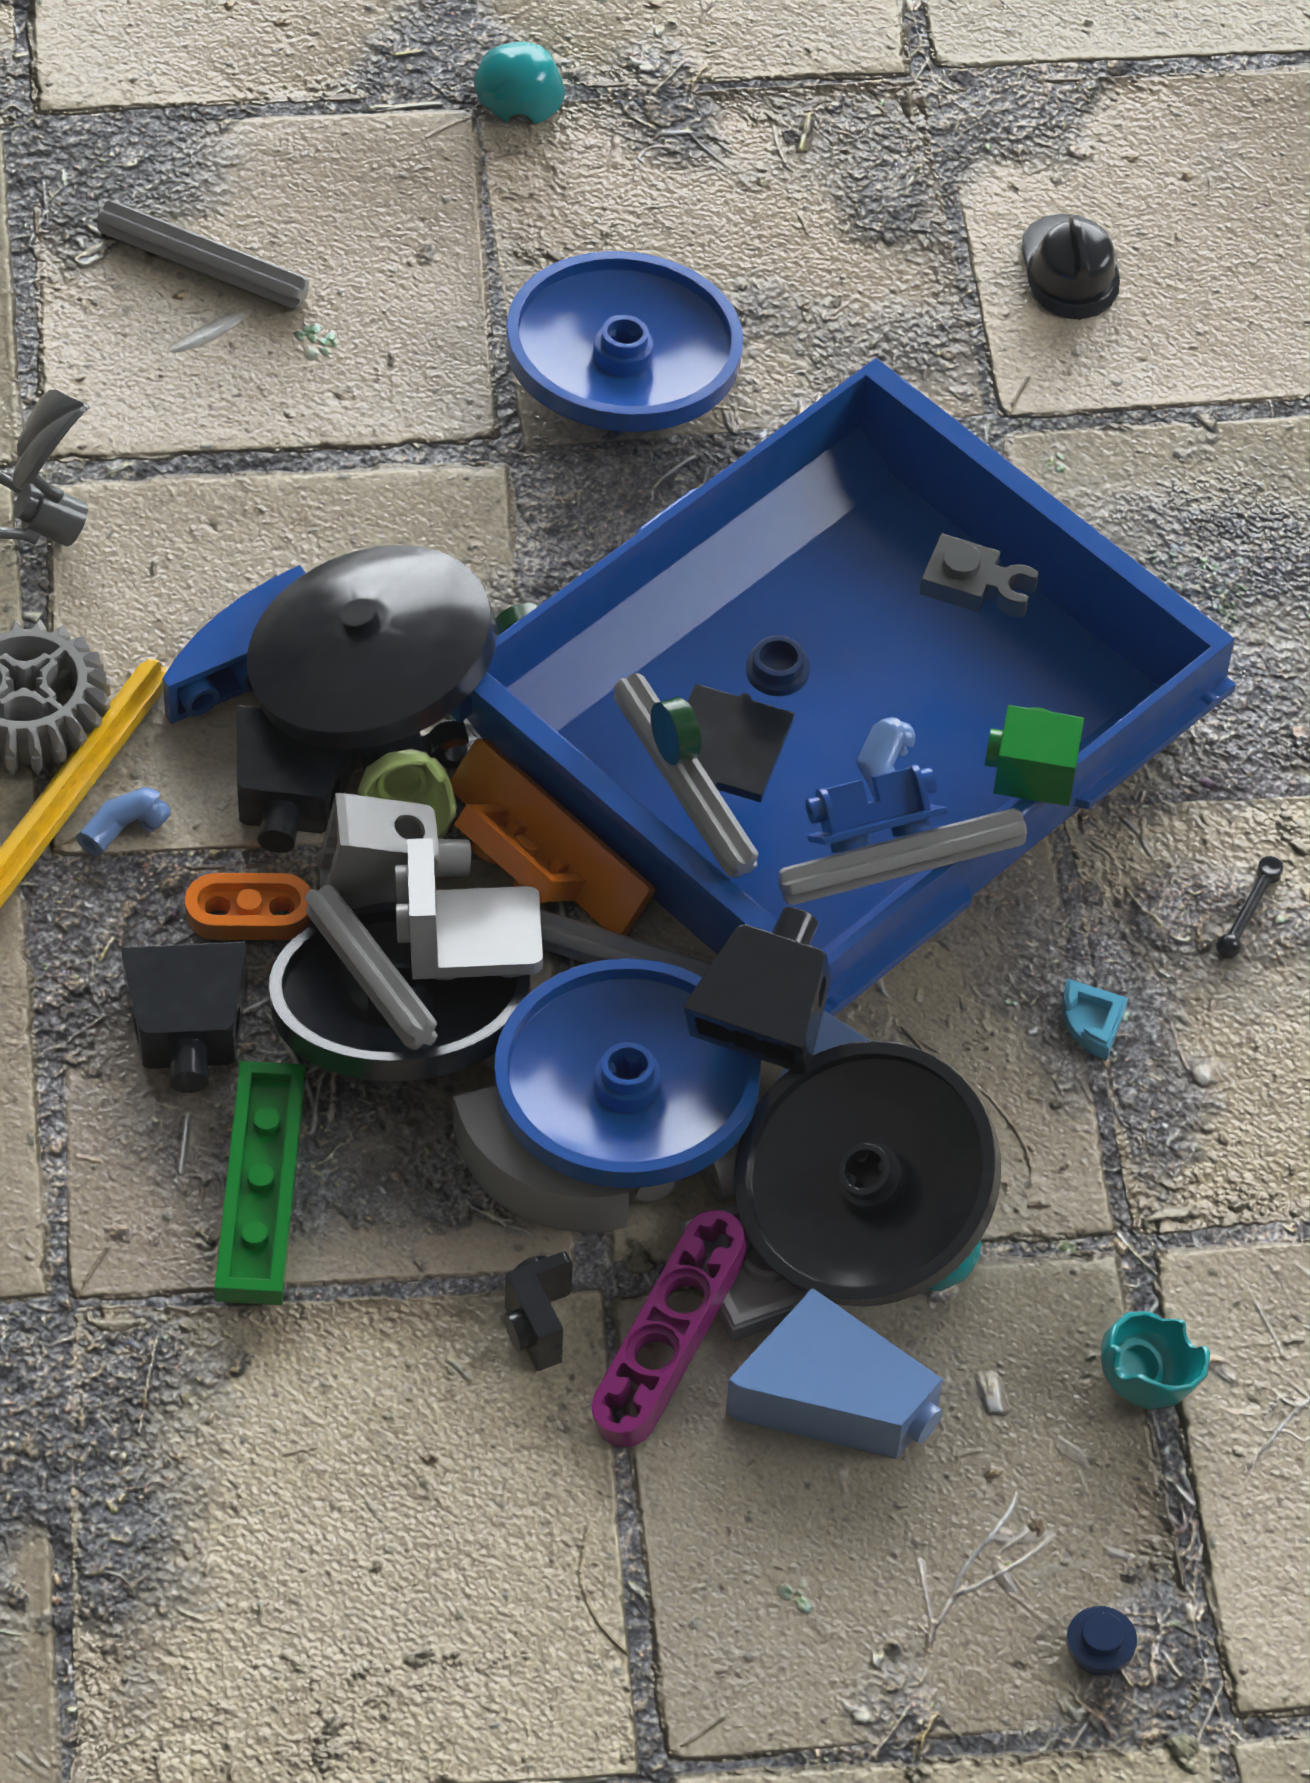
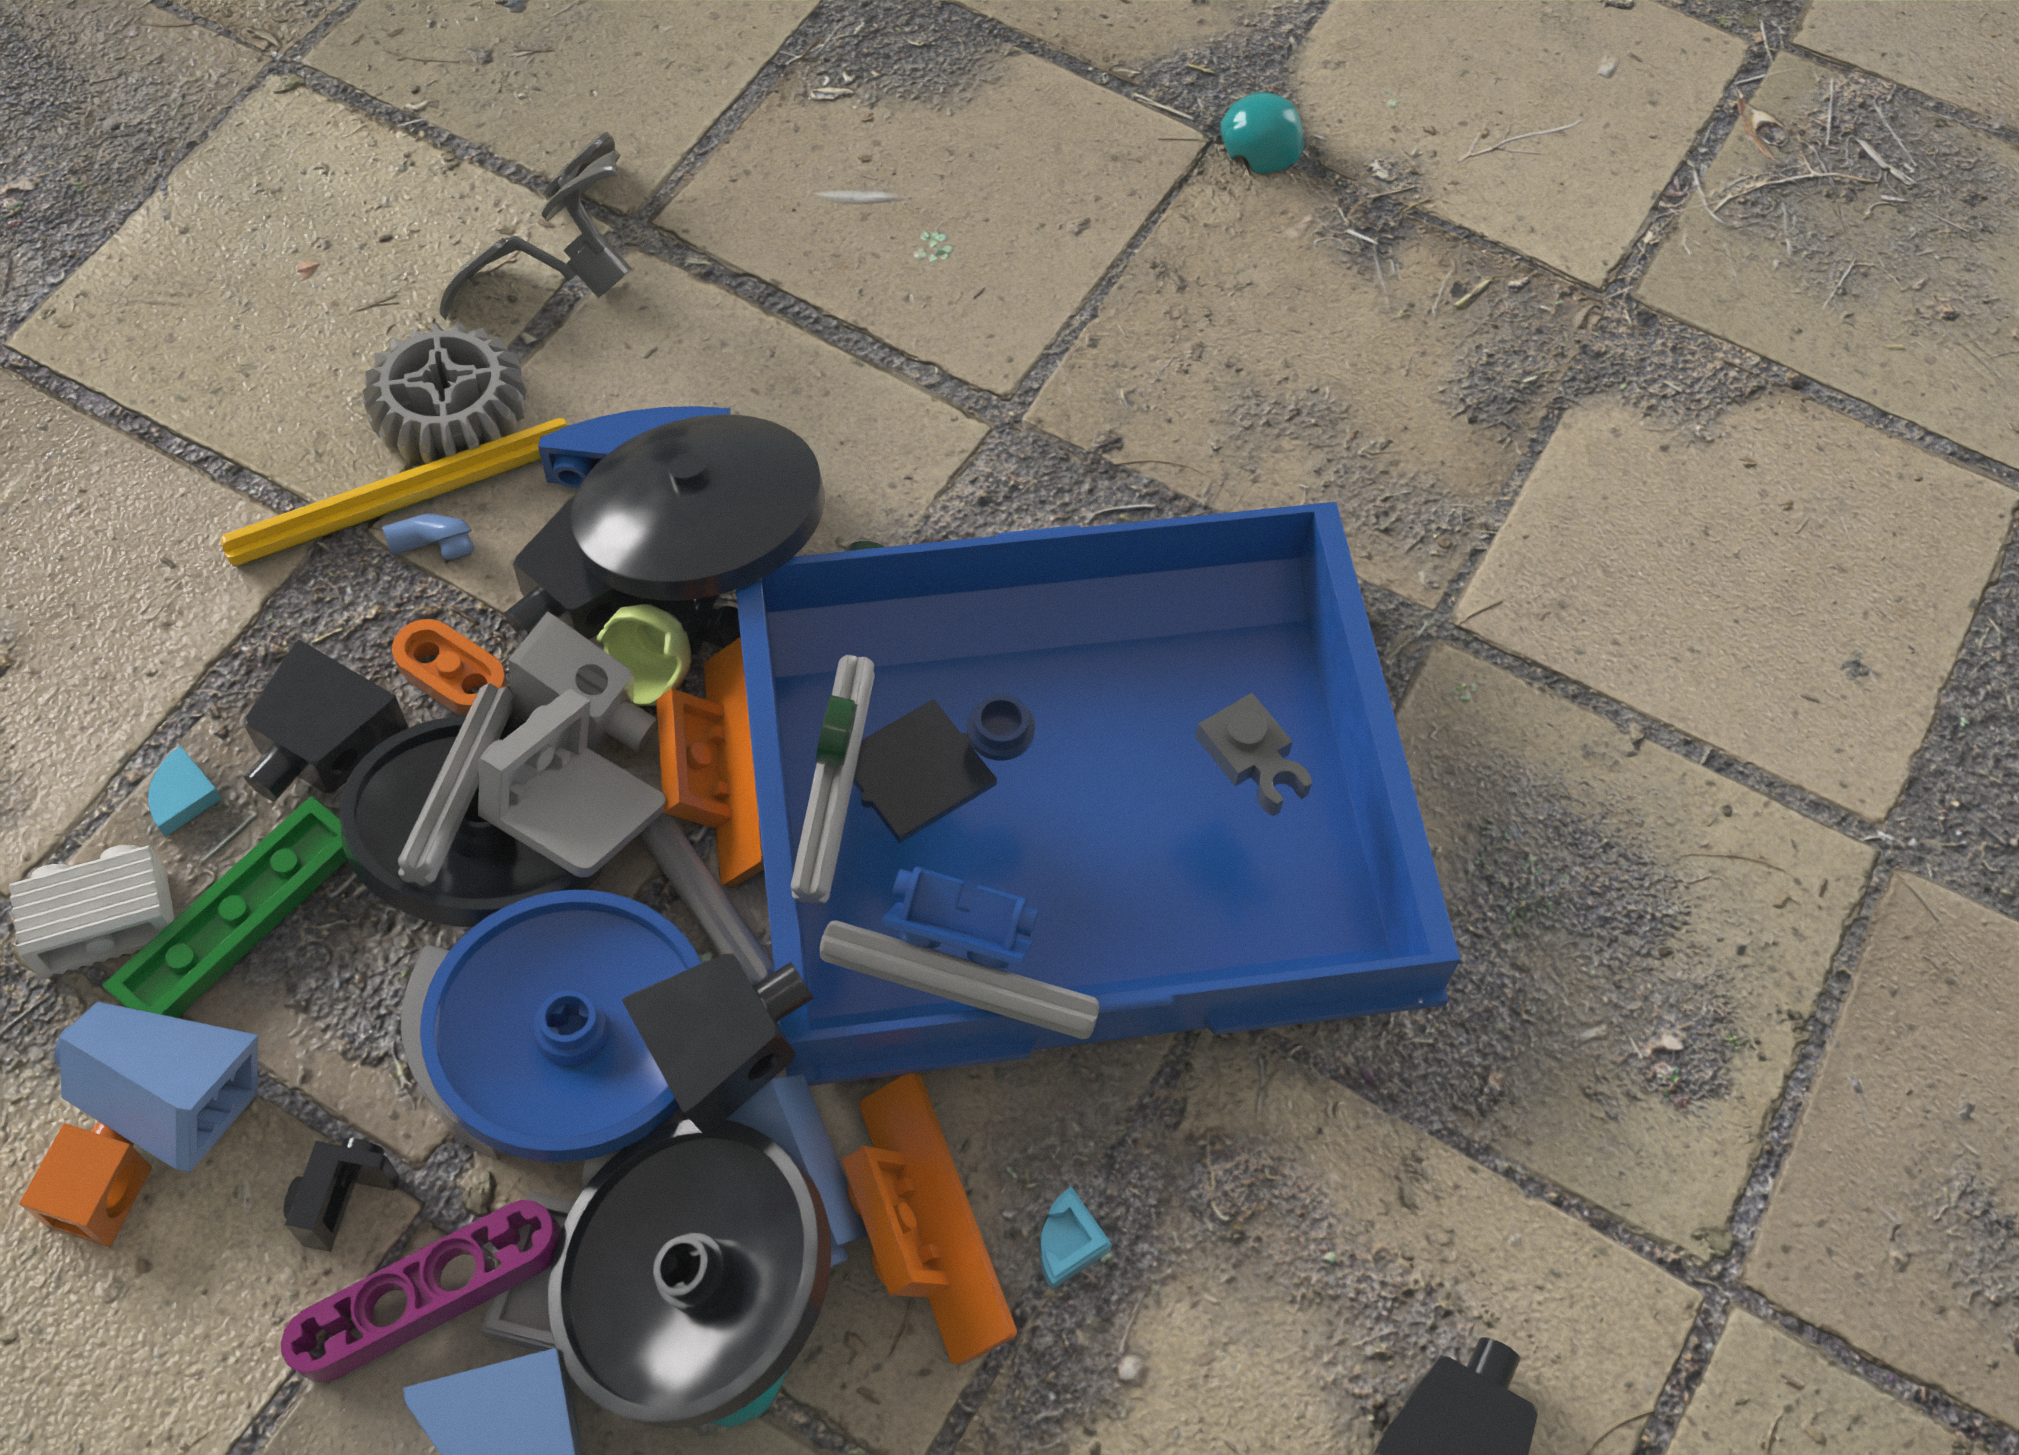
camera: 35 degrees right, 5 degrees up
(115, 1129) = (179, 792): none -> medium azure tile
(146, 1245) = (90, 910): none -> white brick
(203, 254) = (902, 135): light grey axle -> none
(333, 1314) = (158, 1078): none -> medium blue slope
(345, 1421) = (87, 1183): none -> orange brick
(624, 341) = (1158, 376): blue dish -> none
(883, 747) = (1028, 860): medium blue arm -> none
(990, 1056) = (923, 1221): none -> orange bracket
(1035, 754) = (1160, 958): green brick -> none
(1071, 265) = (1616, 525): black piece -> none
(1269, 872) = (1355, 1202): black hinge -> none

